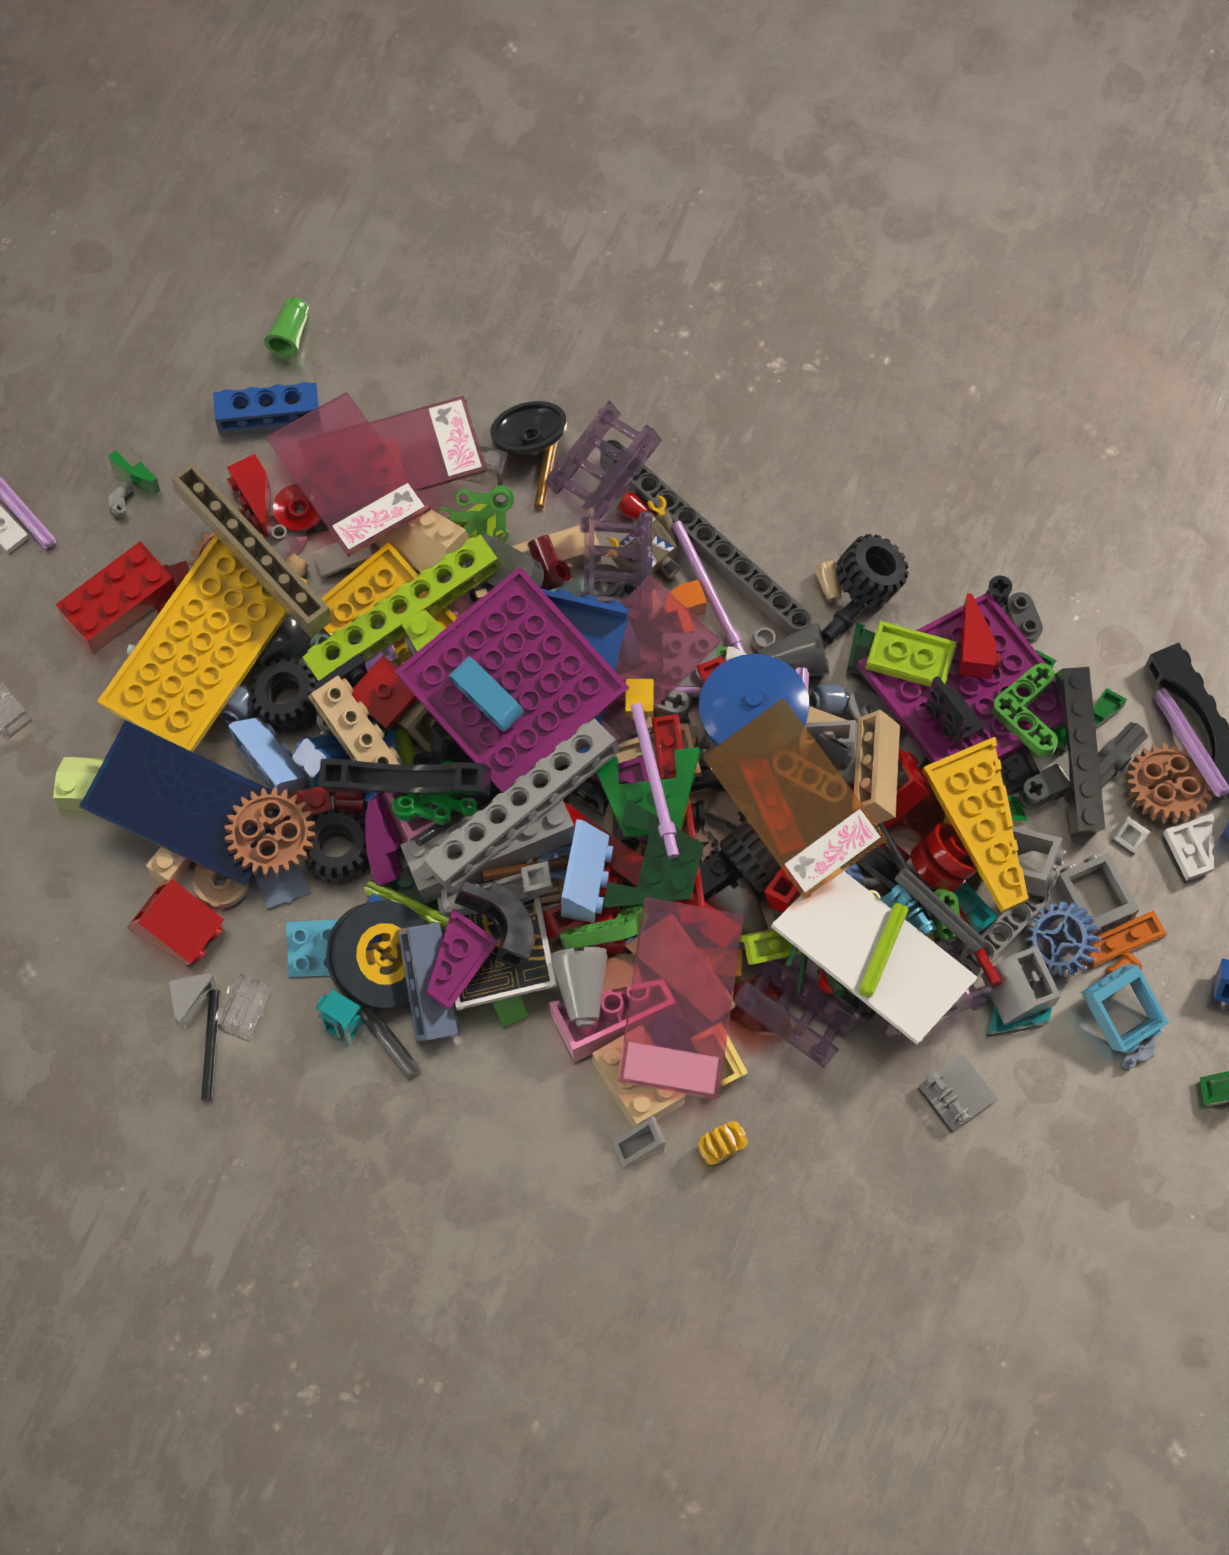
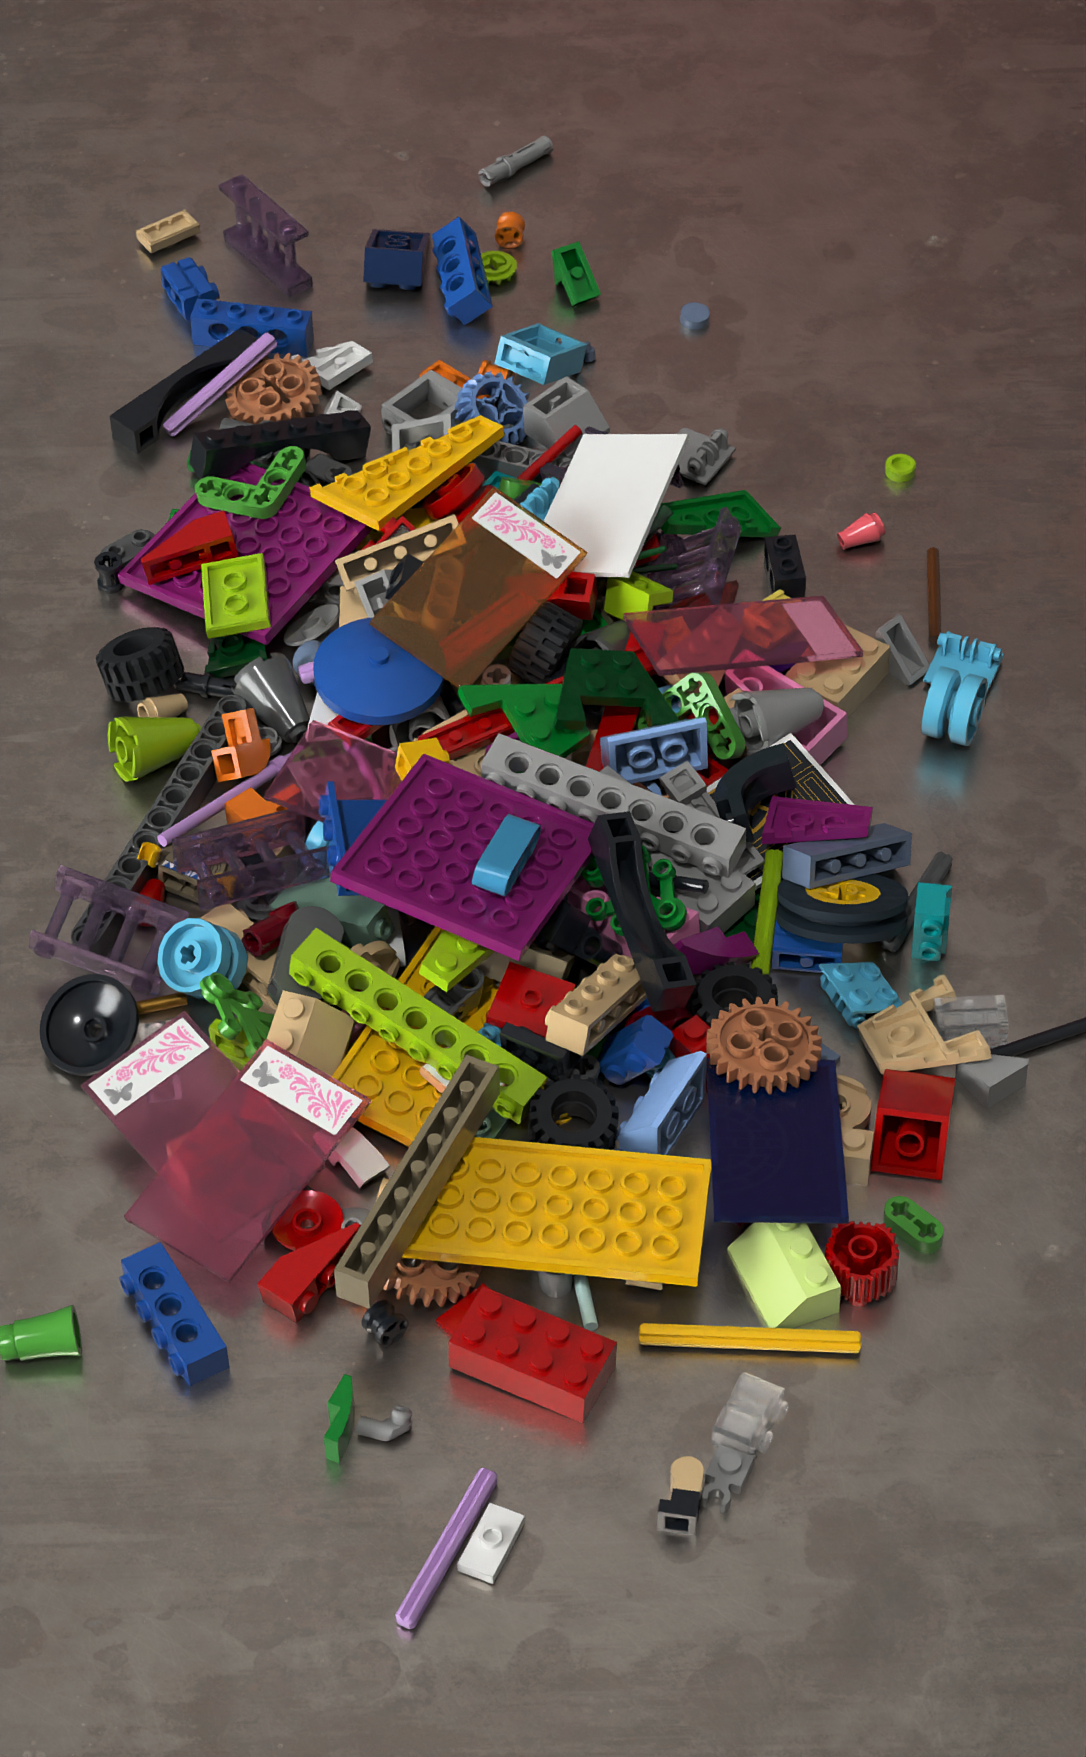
camera: 110 degrees left, 20 degrees down
(63, 740) = (750, 1338): none -> yellow axle
(73, 842) = (863, 1260): none -> red brick
(96, 882) = (915, 1223): none -> bright green beam
(192, 525) = (384, 1323): none -> black wheel
(251, 950) = (909, 1041): none -> tan wing
(546, 510) = (195, 951): none -> medium azure wheel
(550, 1144) = (954, 706): none -> medium azure wheel
(609, 1191) = (976, 659): none -> medium azure hinge
(666, 828) = (573, 674): lavender bar -> none
(704, 1210) = (934, 600): none -> reddish brown bar
(722, 1142) = (862, 588): yellow gear -> none
(745, 612) = (245, 750): none -> orange brick
(776, 1094) = (784, 565): none -> black brick
(789, 555) = (148, 743): none -> lime cone
(800, 1184) = (862, 531): none -> coral cone
(860, 1071) = (702, 514): none -> green wing
(872, 1259) = (900, 468): none -> lime tile
(883, 950) = (603, 490): lime axle -> none
(940, 910) = (530, 472): dark grey axle -> none
(952, 713) = (298, 526): black bracket -> none
(1147, 1177) = (694, 315): none -> sand blue tile

